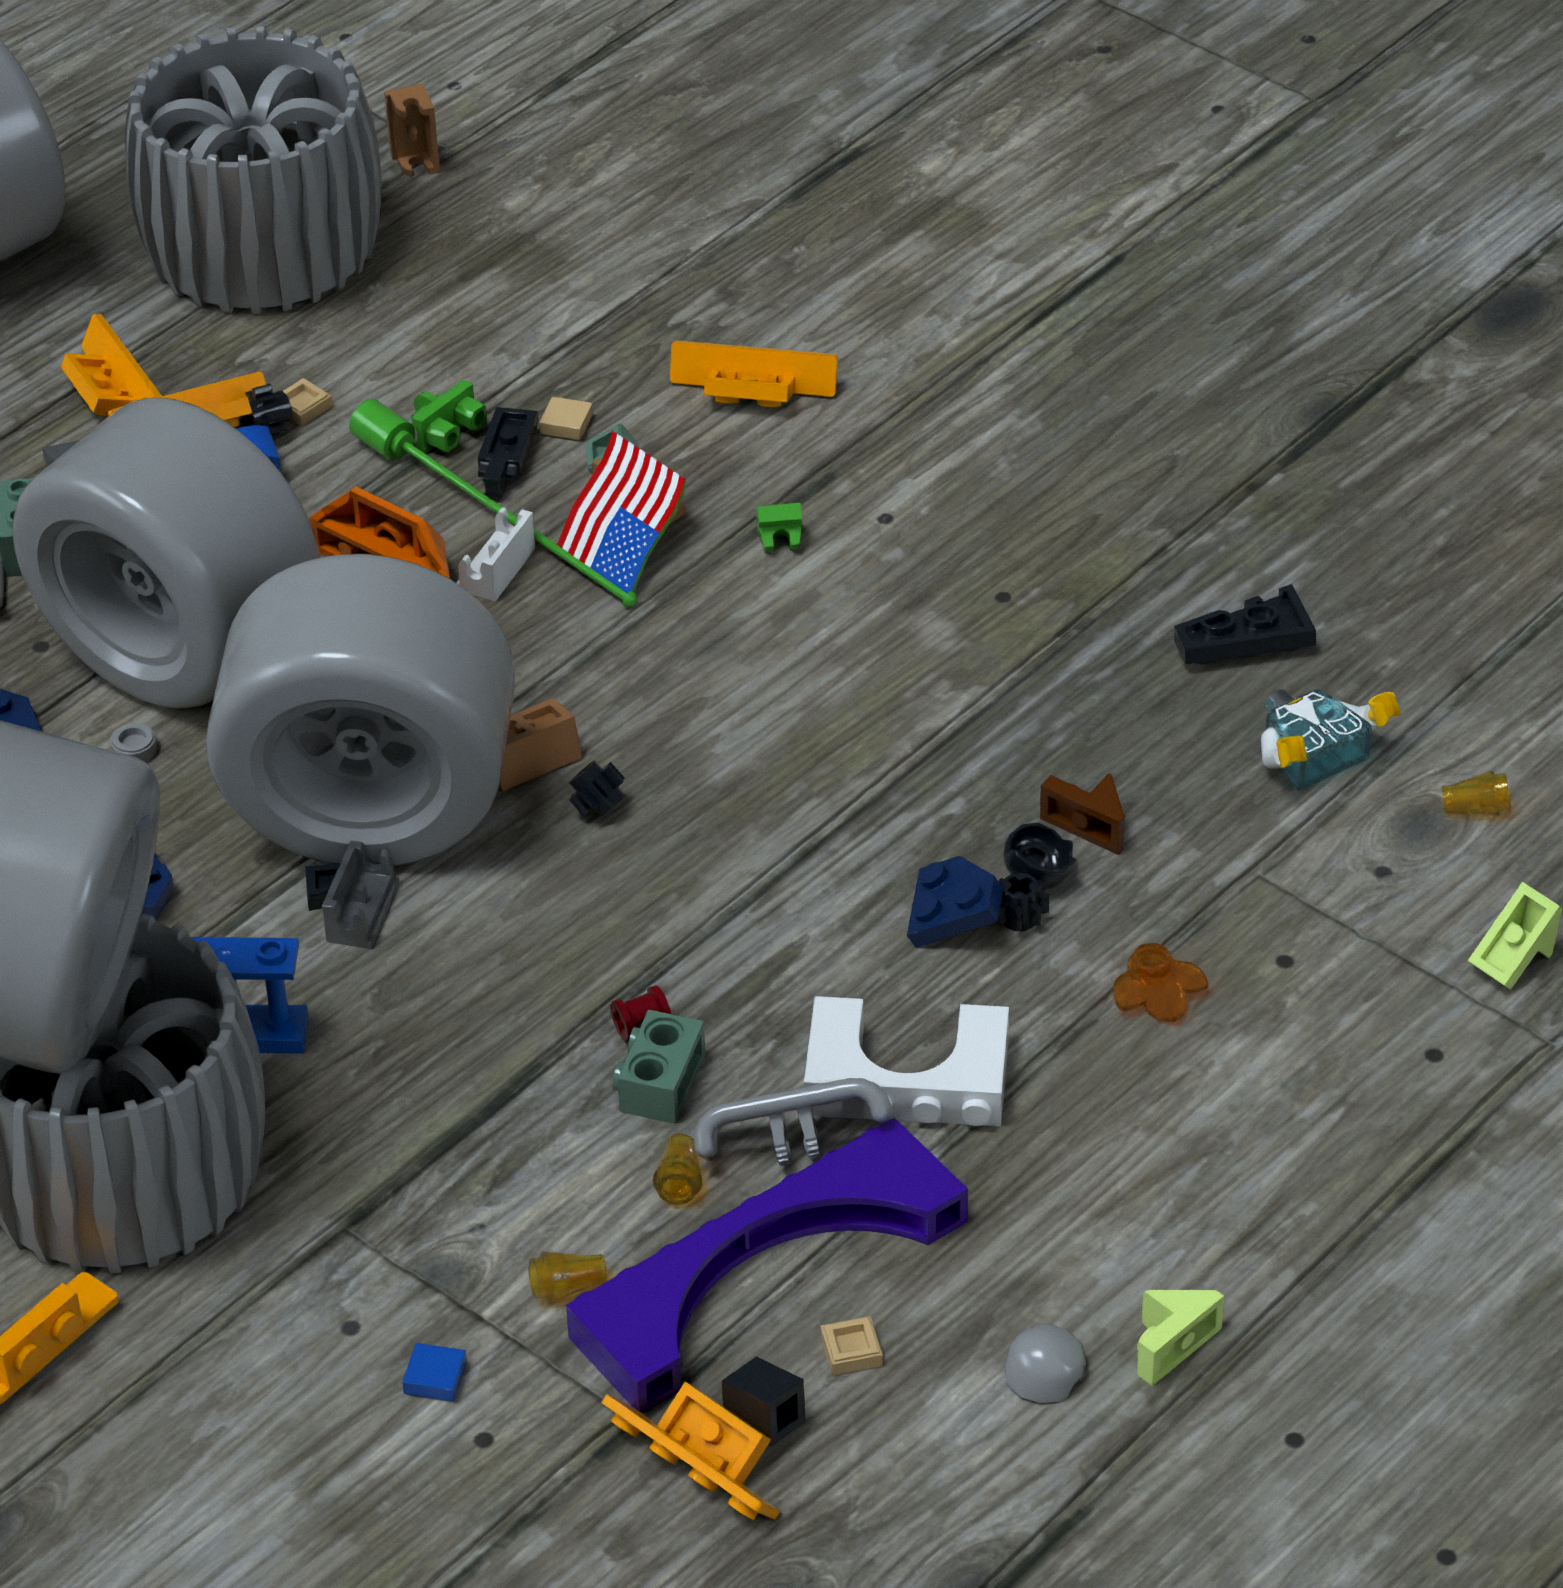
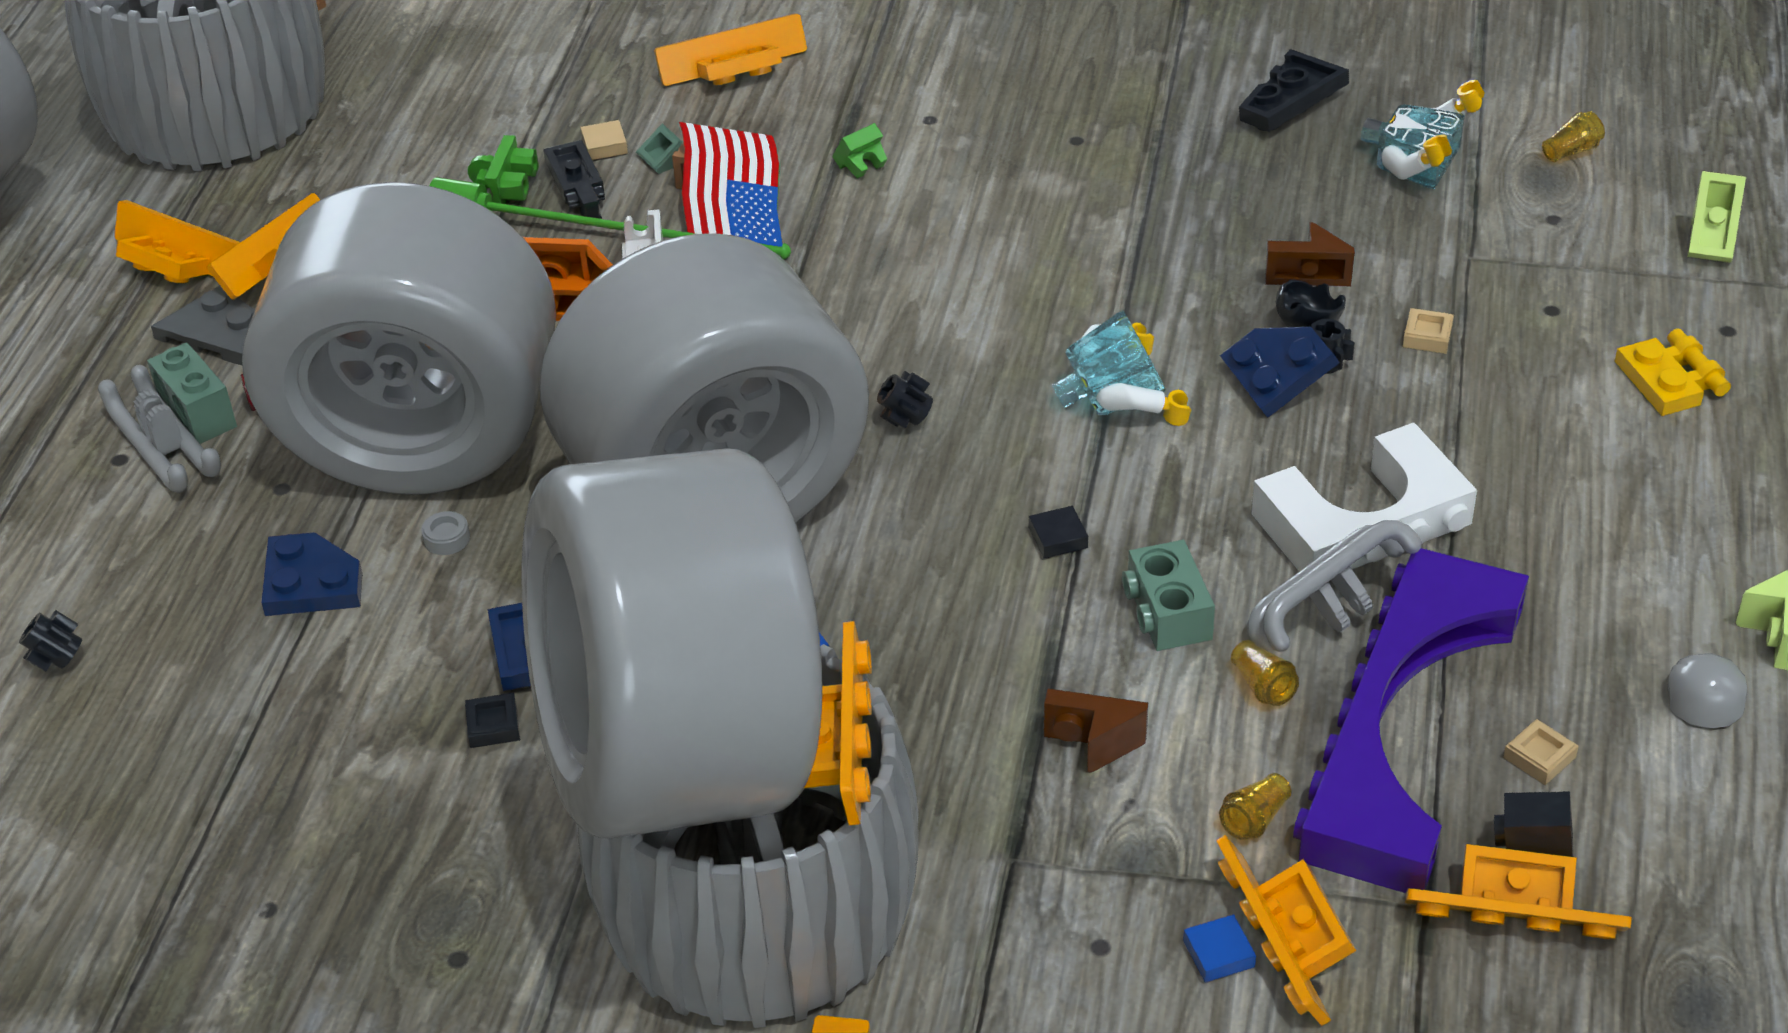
camera: 30 degrees left, 0 degrees up
(164, 1029) = (842, 735): none -> light orange bracket
(496, 1149) = (1105, 723): none -> reddish brown slope
(497, 1378) = (1297, 921): none -> light orange bracket
(628, 969) = (1058, 532): none -> black tile
(632, 1012) = (1104, 566): dark red bush -> none
(802, 840) = (1118, 374): none -> clear light blue torso
(1139, 926) = (1428, 330): none -> tan tile
(1157, 983) = (1485, 363): clear orange plate -> none
(1312, 1067) = (1662, 378): none -> yellow plate

